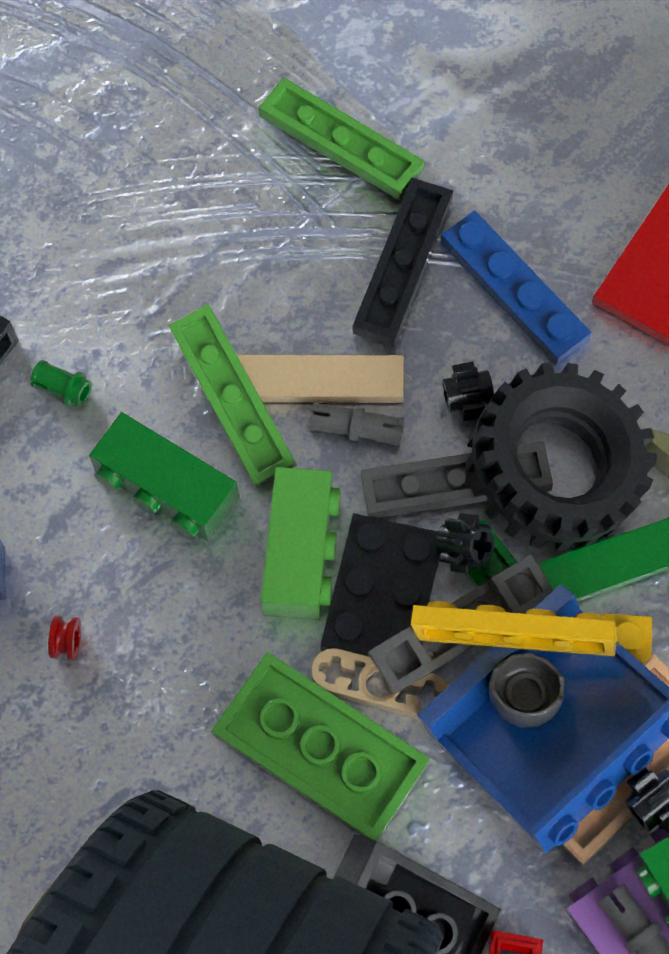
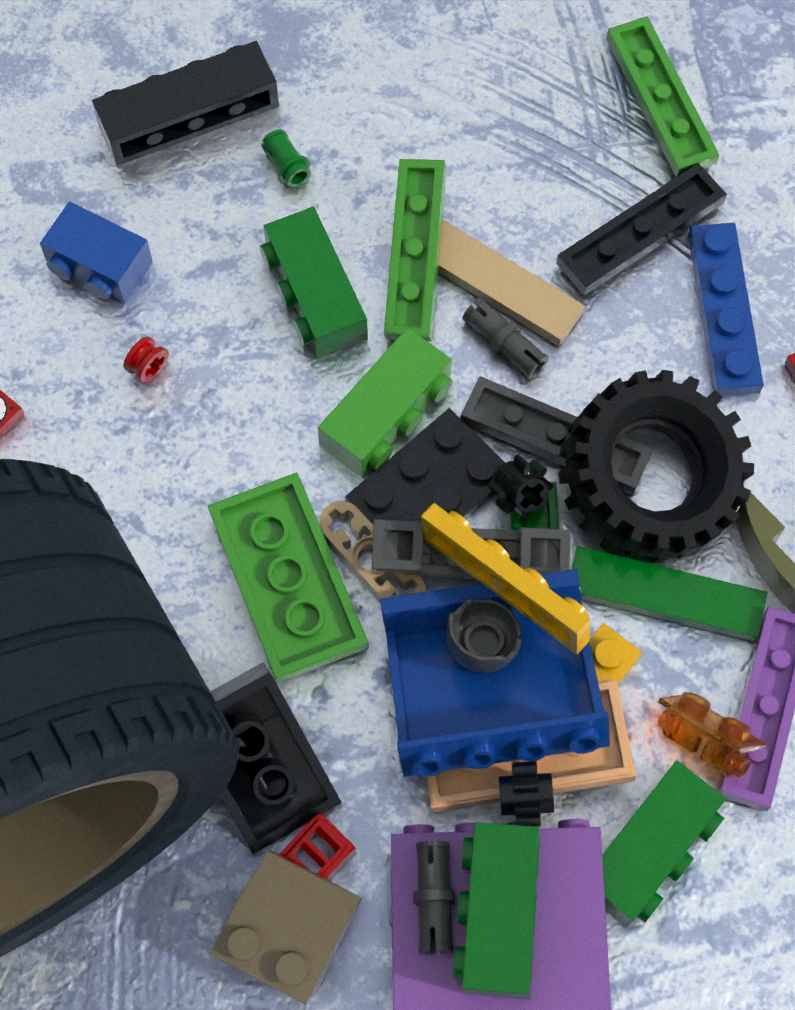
camera: 30 degrees right, 0 degrees up
(467, 390) = (616, 362): black gear -> none

